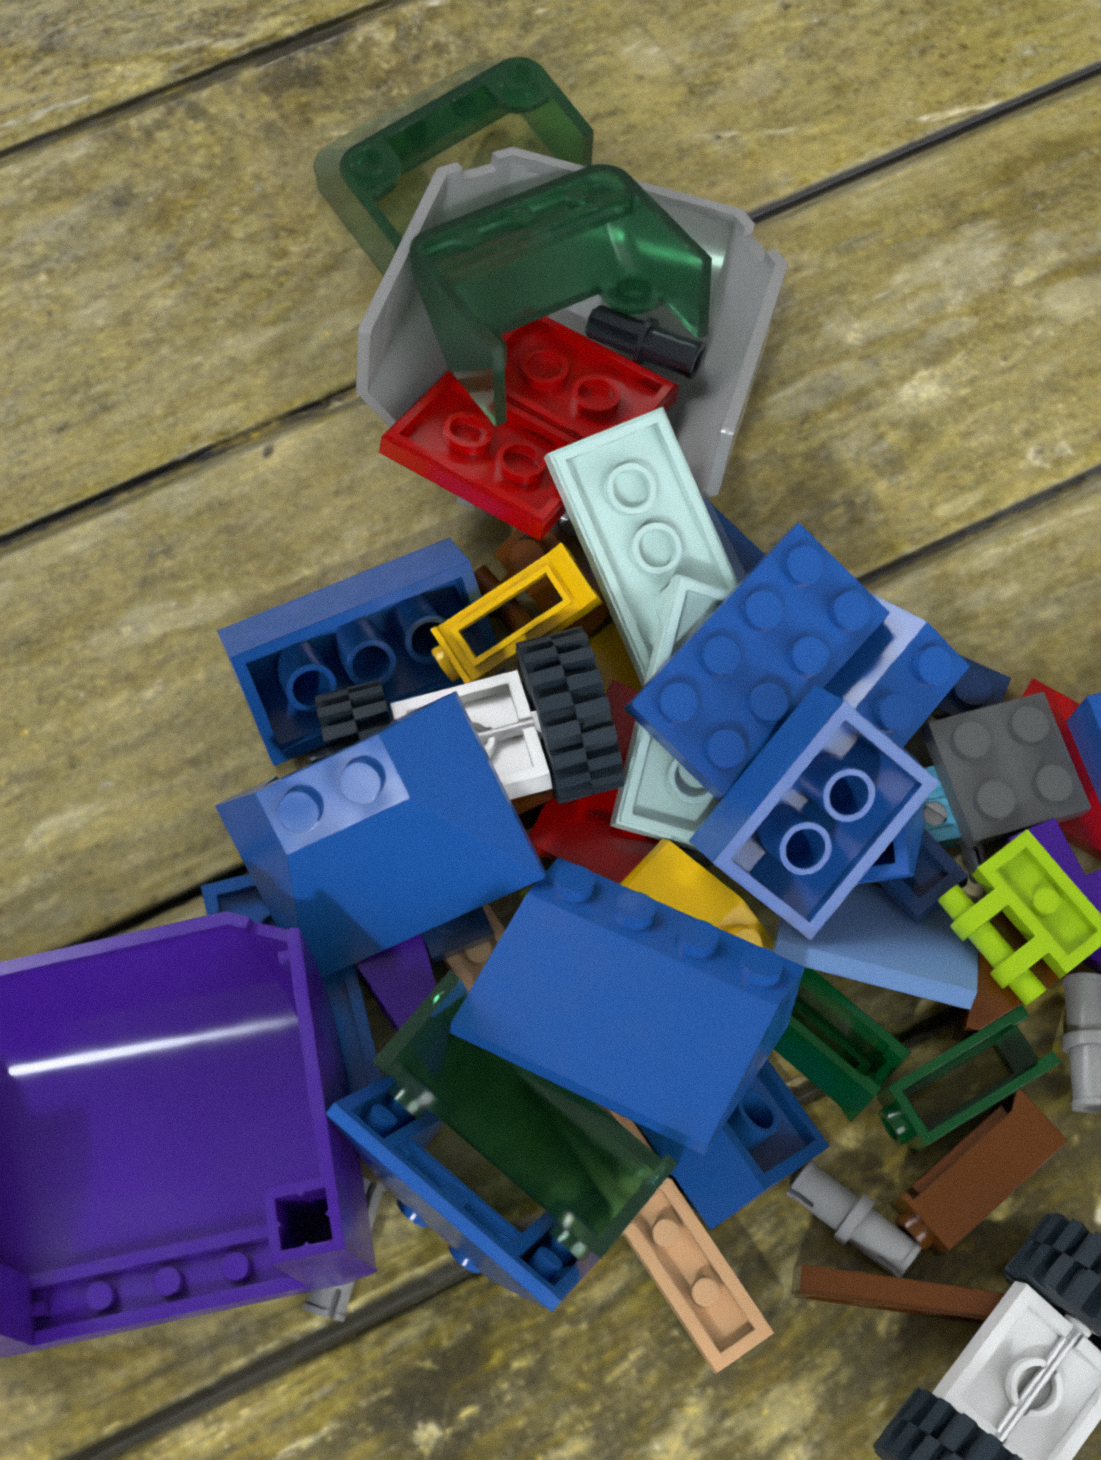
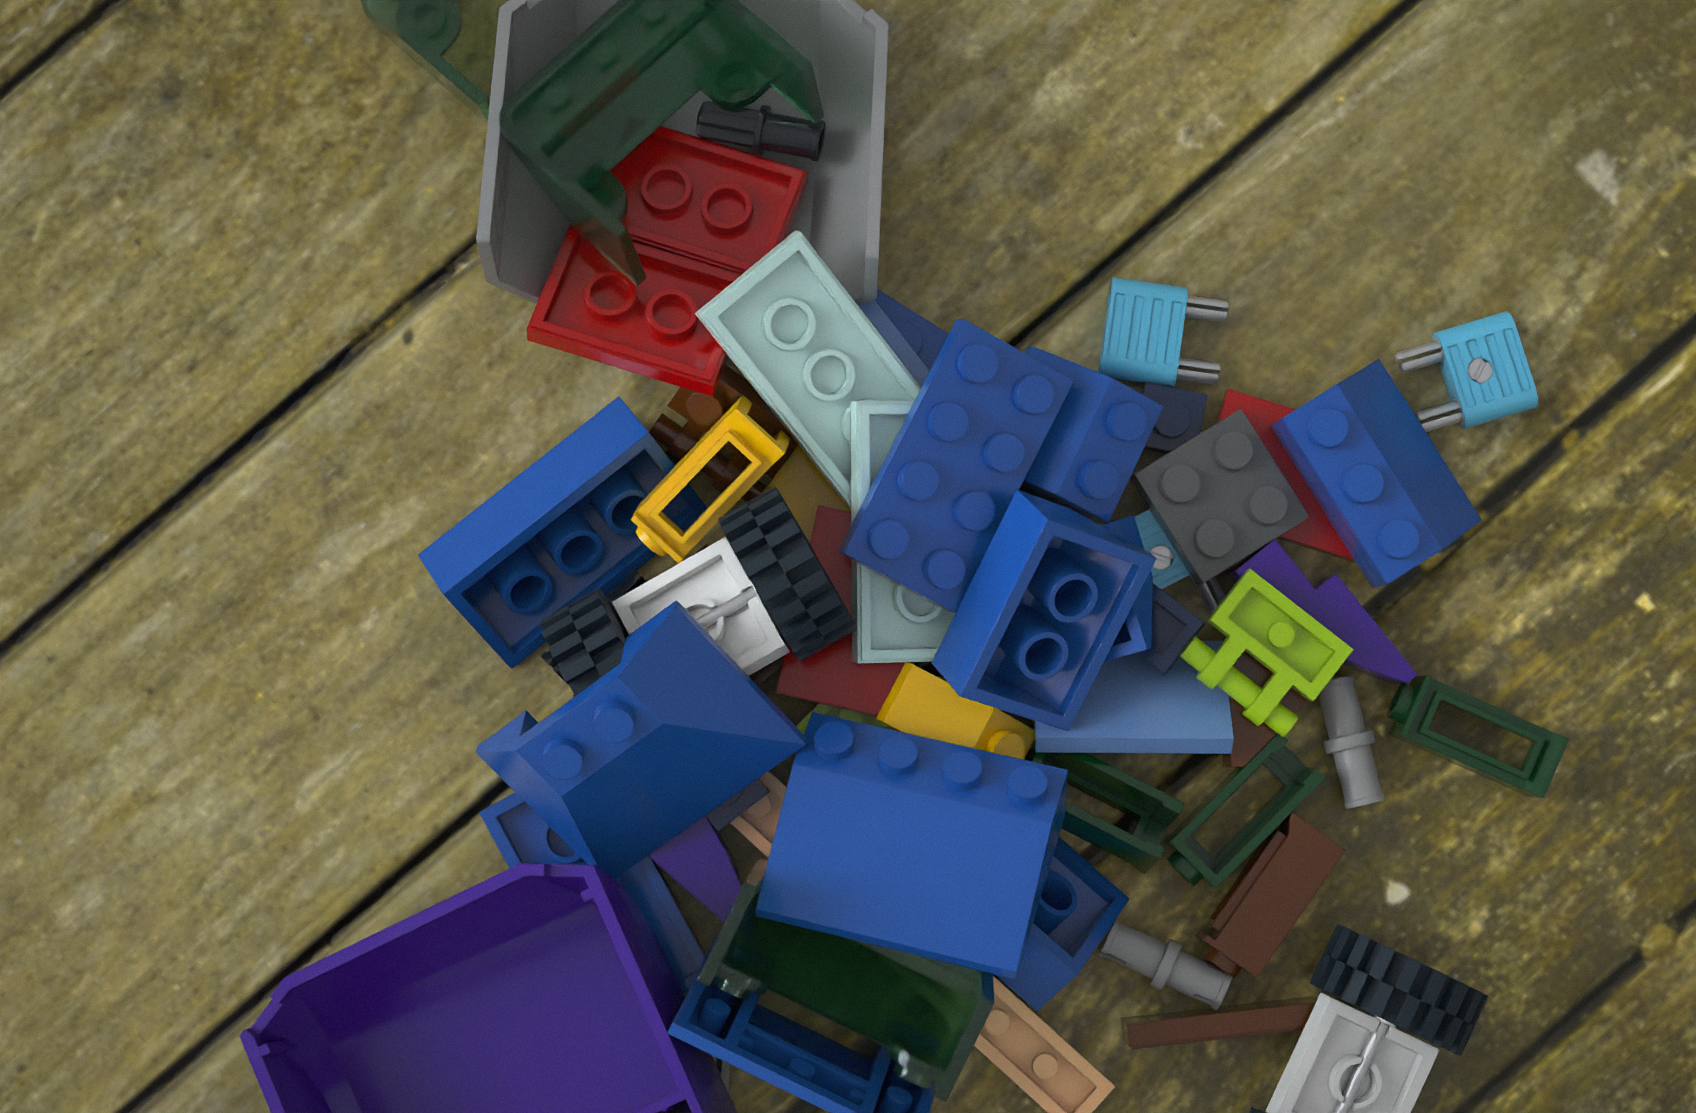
camera: 10 degrees left, 15 degrees up
(965, 607) = (1147, 329): none -> medium azure piece

